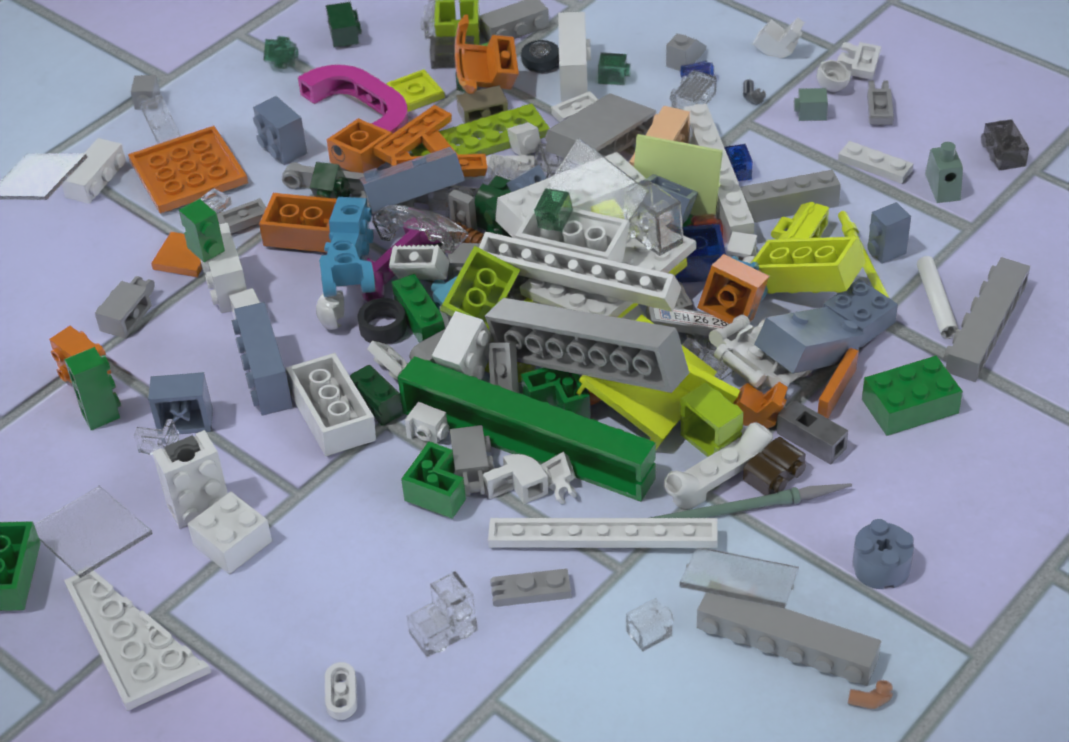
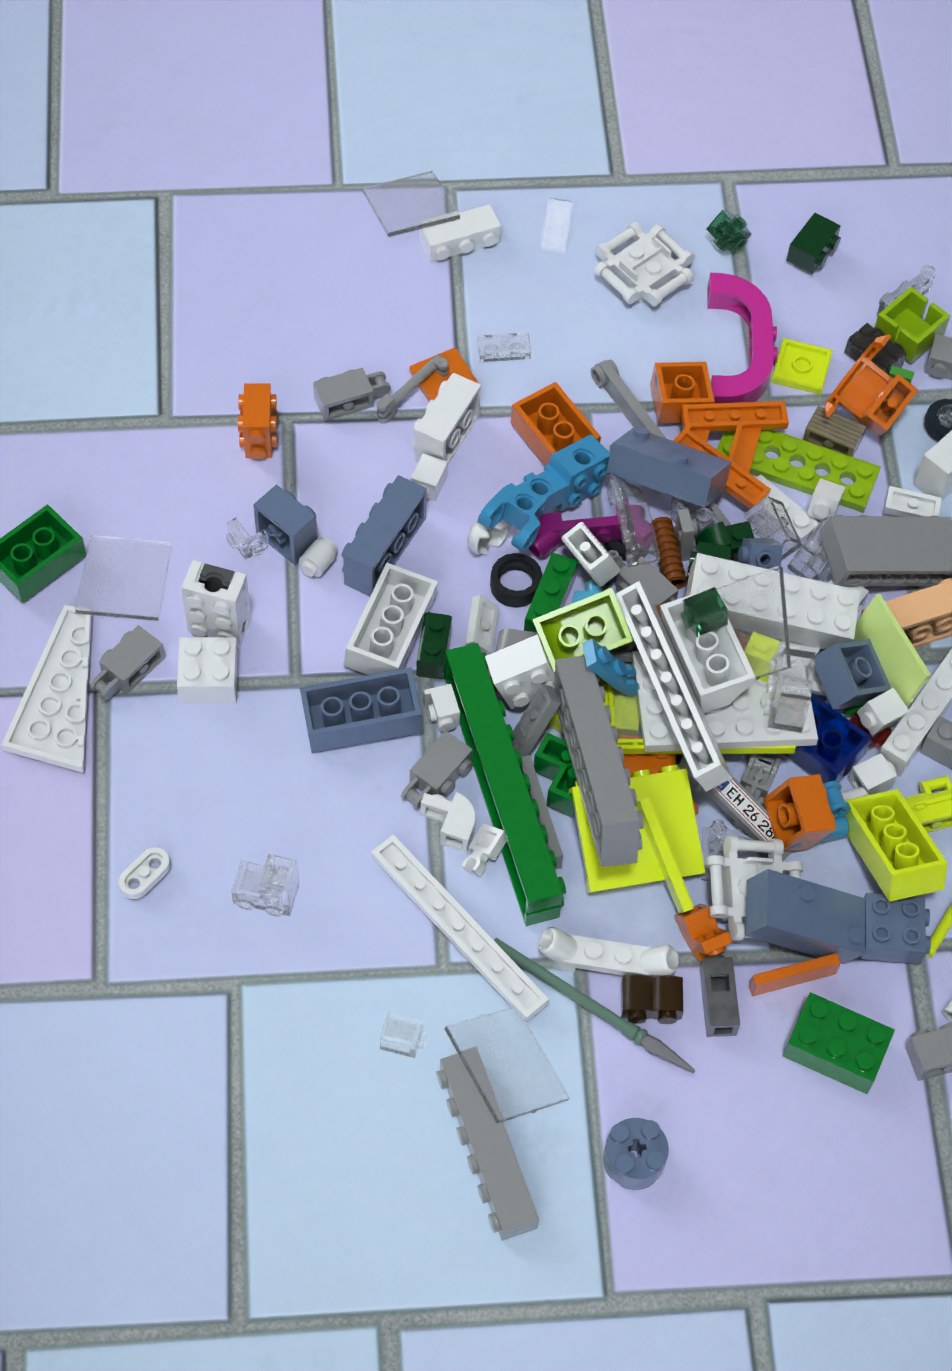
camera: 40 degrees right, 15 degrees up
(93, 387) = (234, 455): green brick -> none
(144, 88) = (581, 183): light grey brick -> none
(161, 575) = (128, 663): none -> light grey brick
(172, 245) = (387, 404): none -> light grey hinge
(187, 168) = (532, 293): orange plate -> none
(202, 230) = (438, 381): green brick -> none
(225, 409) = (318, 557): none -> white brick
(239, 101) = (646, 266): none -> white brick
(243, 215) = (513, 377): light grey hinge -> none
(279, 130) = (634, 318): sand blue brick -> none
(329, 181) = (608, 414): dark green brick -> none
(372, 466) = (361, 710): none -> sand blue brick
(432, 481) = (383, 760): green brick -> none
(522, 292) = (610, 668): none -> dark azure hinge
(530, 587) = (362, 920): light grey hinge -> none
(708, 206) = (882, 711): none -> white brick
(709, 420) = (645, 911): lime piece -> none
(874, 698) = (487, 1255): nougat arm -> none

